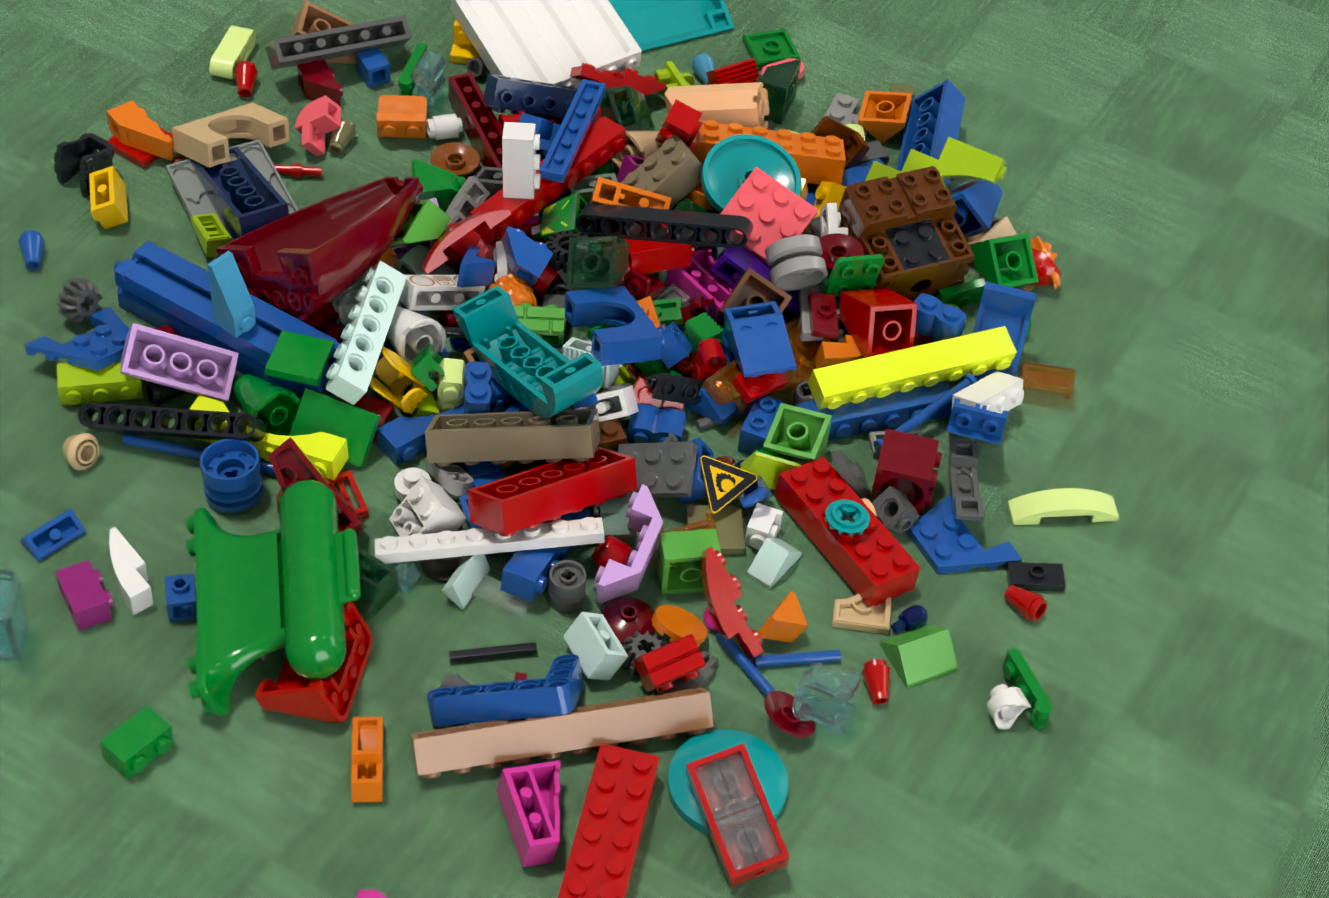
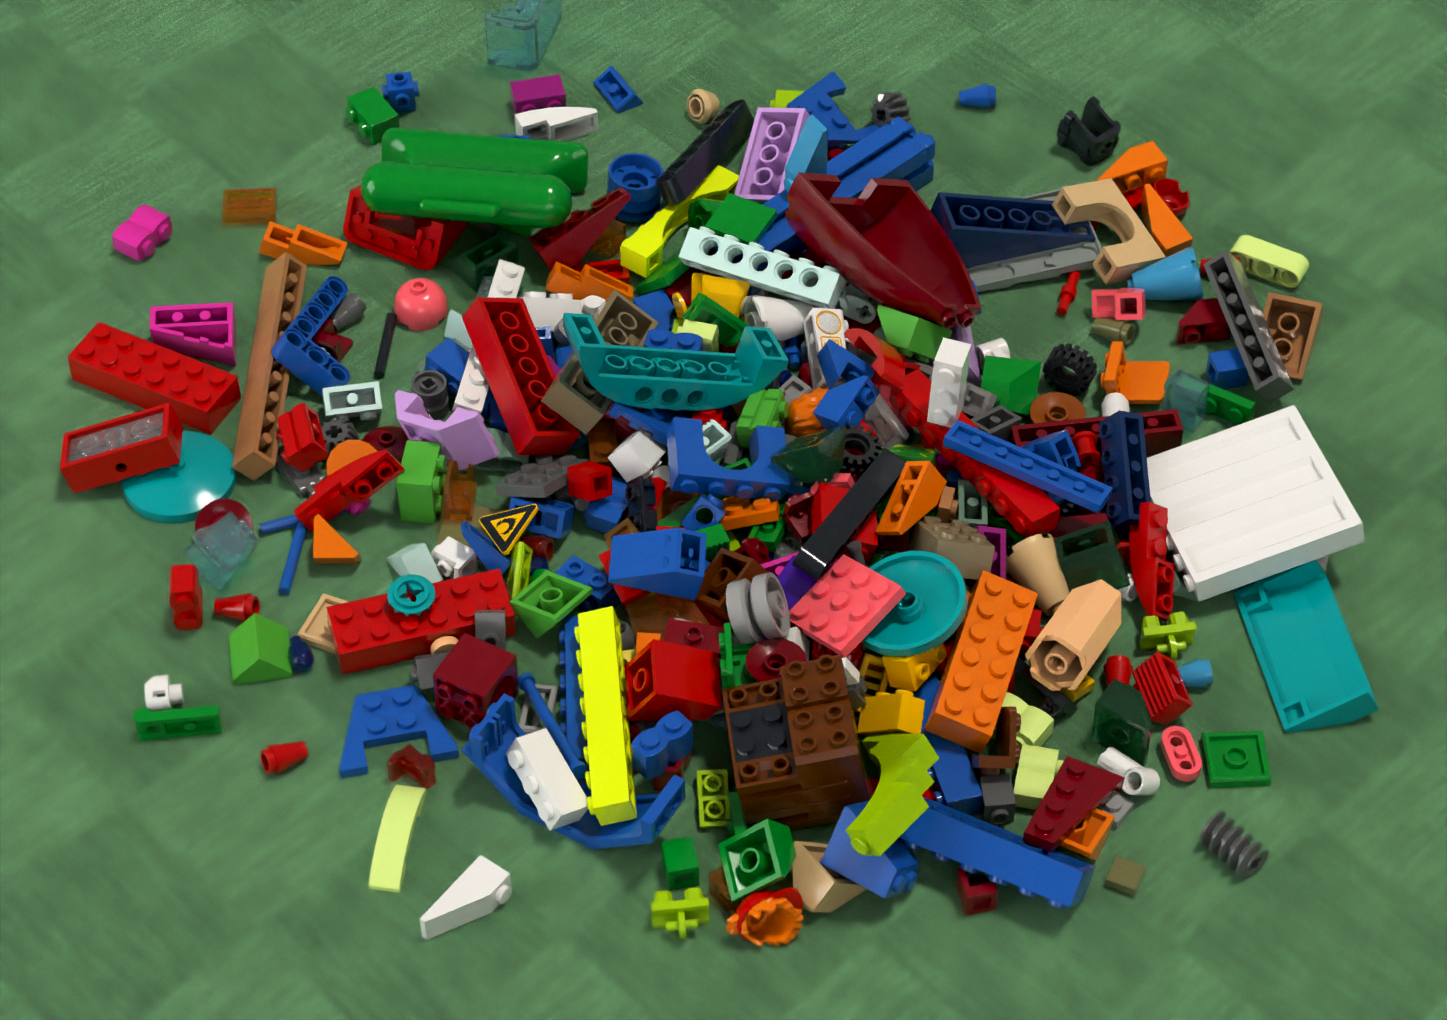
camera: 110 degrees right, 0 degrees up
(93, 721) = (401, 87): none -> blue brick
(108, 198) = (1034, 144): yellow brick -> none
(166, 112) = (1171, 194): none -> red hair
(202, 107) = (1163, 224): none -> orange slope
(275, 92) = (1170, 278): none -> dark azure cone
(311, 827) = (249, 205): none -> clear orange plate
(377, 495) = (585, 283): none -> orange slope
(407, 148) = (1074, 359): none -> black tyre
(431, 631) = (420, 304): none -> coral cylinder
(659, 423) = (589, 481): none -> red brick
(681, 121) = (1002, 549): red arch -> none
(816, 93) = (1120, 764): none -> white piece
(855, 40) = (1231, 846): none -> dark grey piece
(868, 108) = (1068, 801): none -> dark red wing
(897, 710) = (186, 597): none -> red brick
(964, 481) = (427, 735): dark grey slope -> none
(994, 512) = (414, 763): none -> clear red bracket
(1036, 576) = (316, 781): black plate -> none
(1048, 378) = (577, 868): clear orange hinge -> none
(1056, 317) = (679, 913): none -> lime hips
(1104, 443) = (468, 898): none -> white slope

